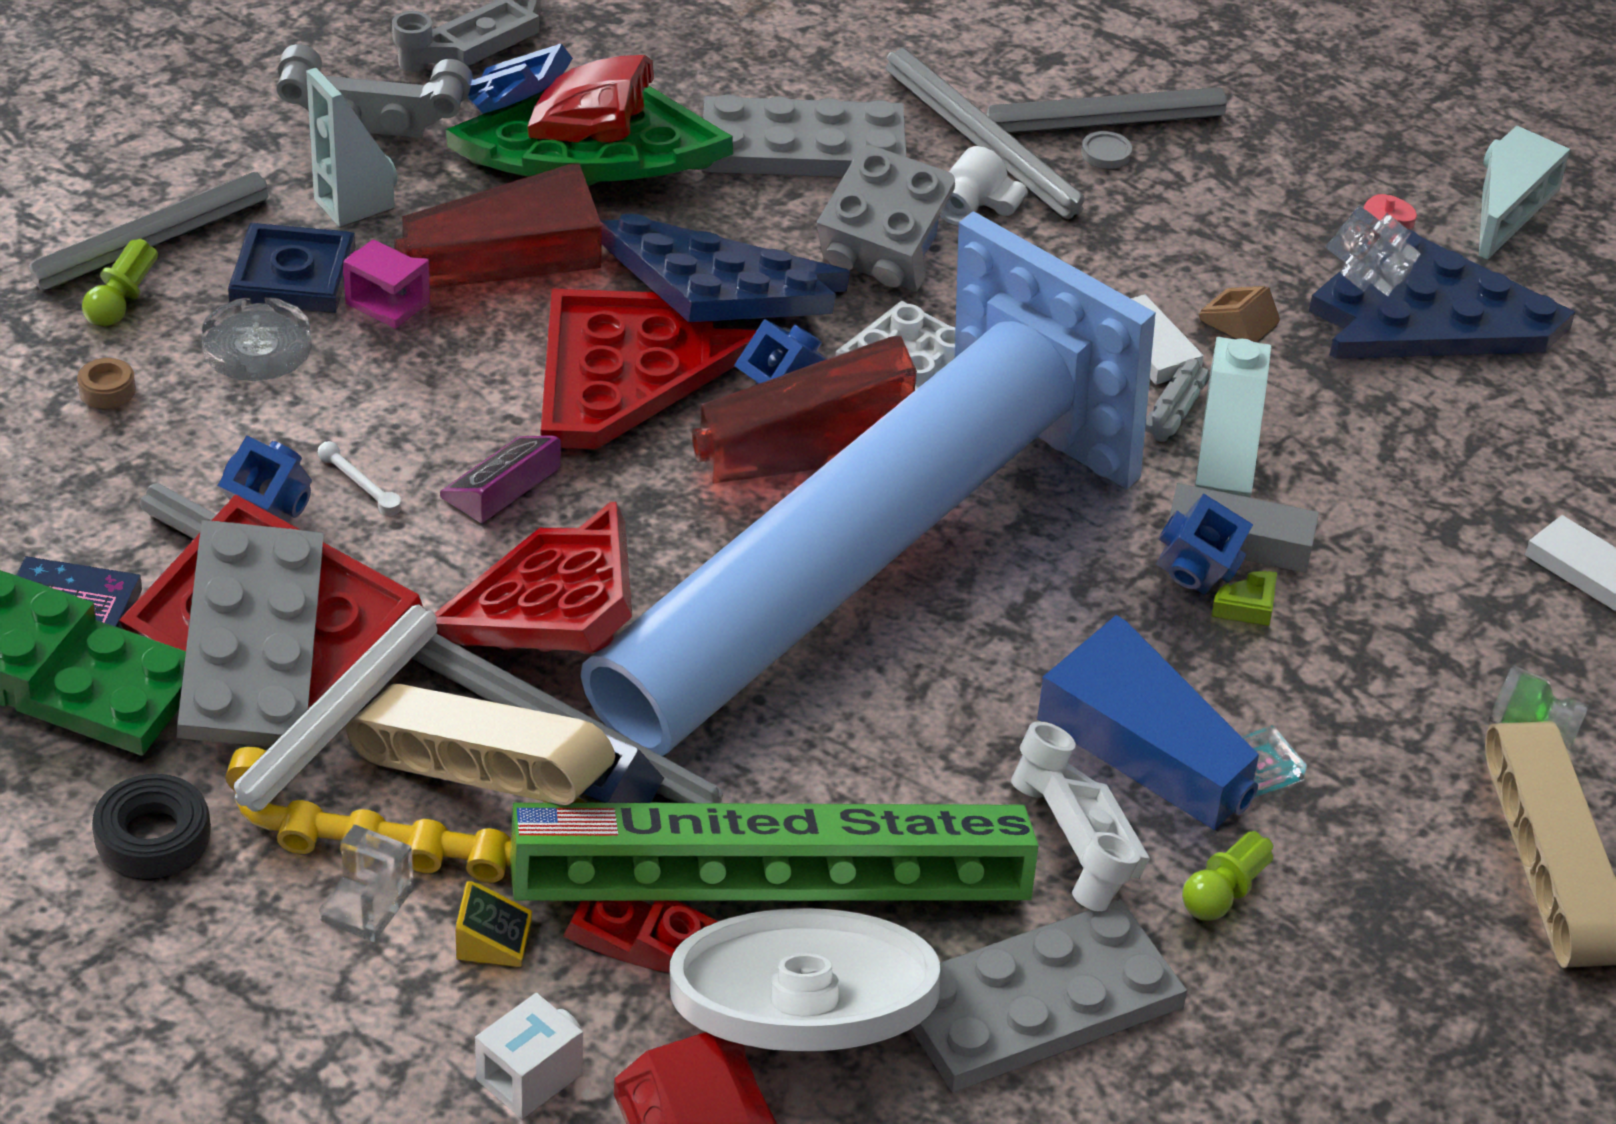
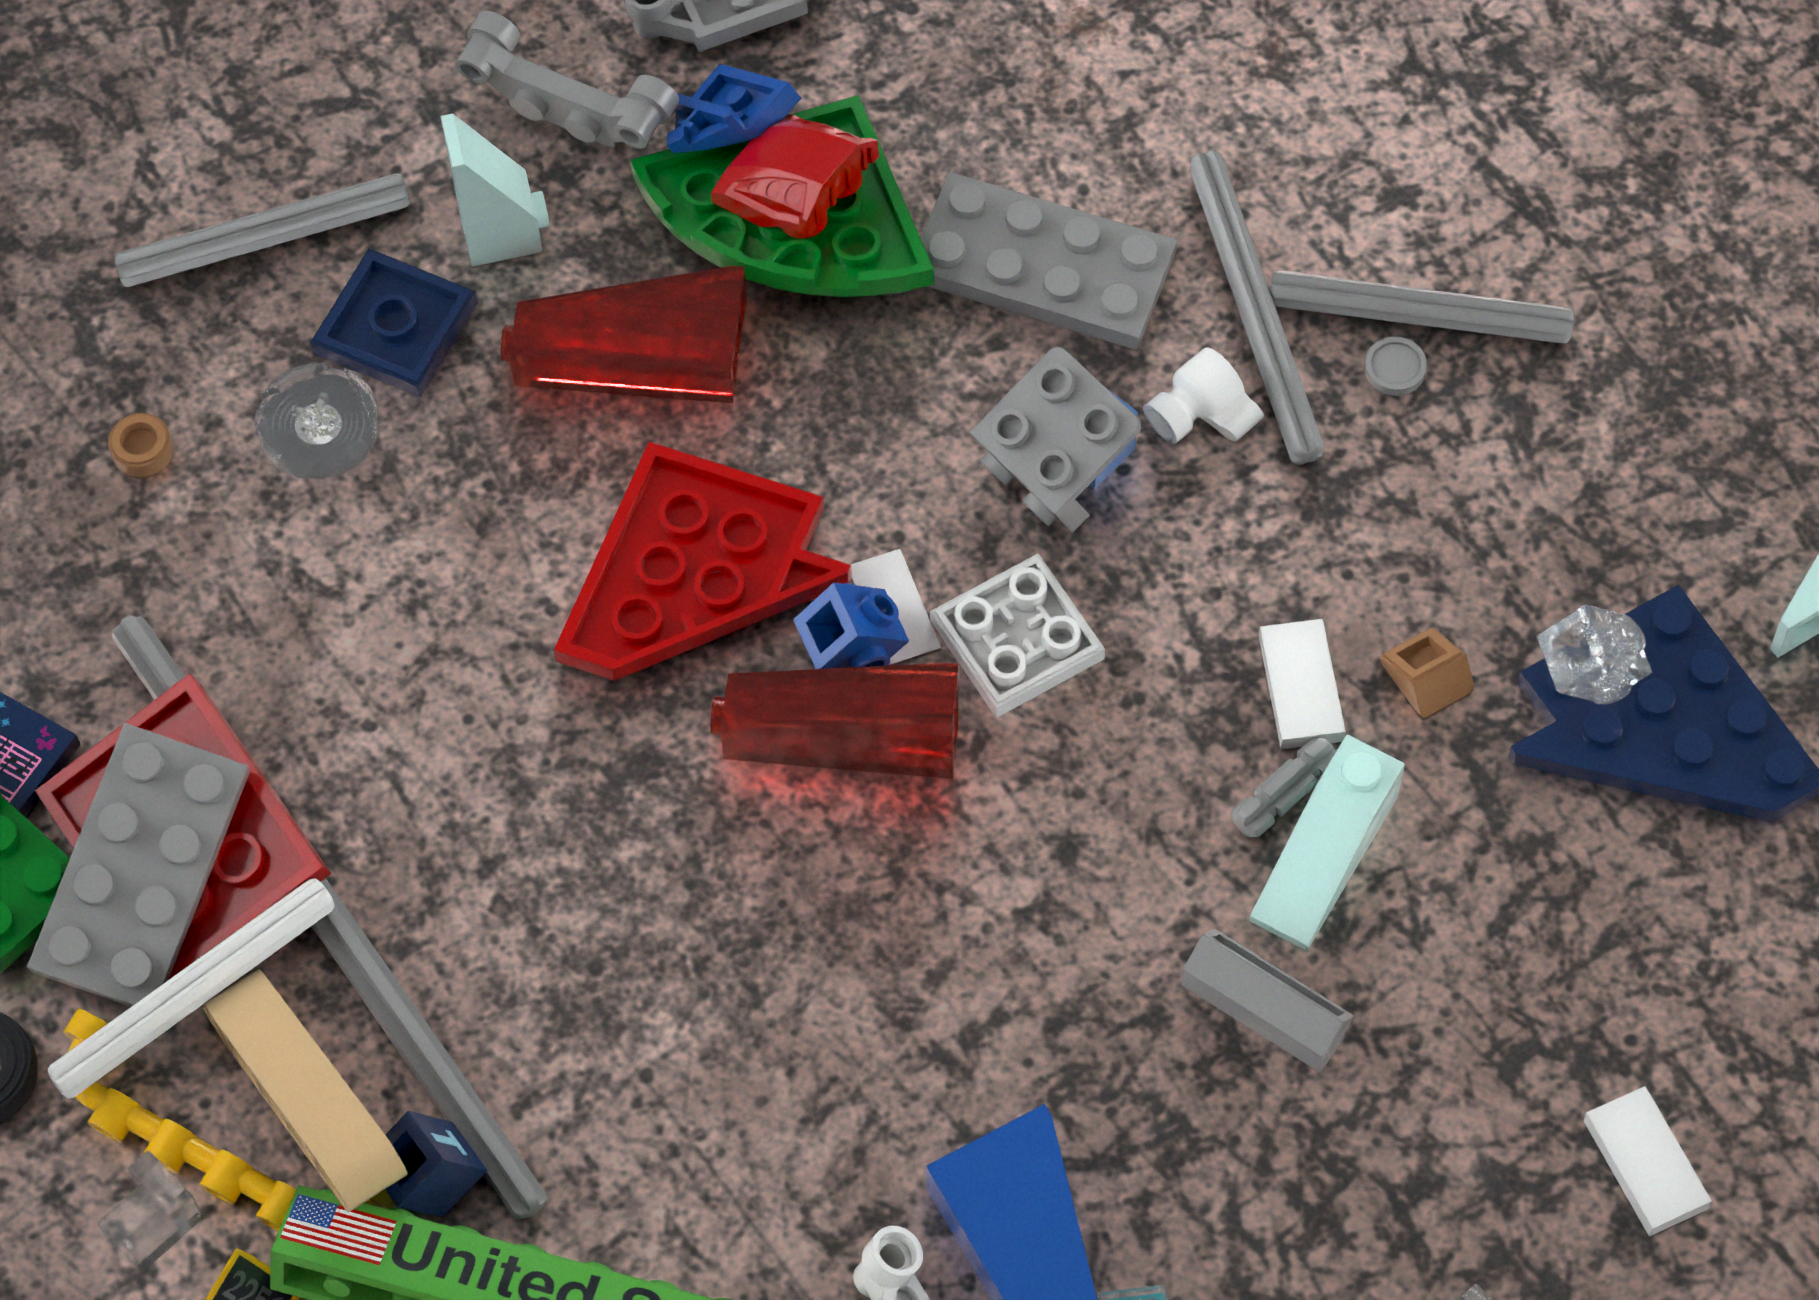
camera: 25 degrees right, 20 degrees up
(106, 303) = (180, 327): lime axle -> none
(268, 478) = (235, 655): blue brick -> none
(386, 283) = (476, 381): dark pink window -> none
(388, 503) = (369, 694): white hinge -> none
(504, 476) = (498, 693): magenta slope -> none
(549, 591) = (463, 896): red wing -> none
(721, 277) = (843, 469): dark blue wing -> none
(1033, 359) = (841, 881): light blue piece -> none
(1203, 544) = (1216, 1041): blue brick -> none
(1247, 599) = (1230, 1095): lime tile -> none
(1395, 207) = (1688, 556): coral piece -> none

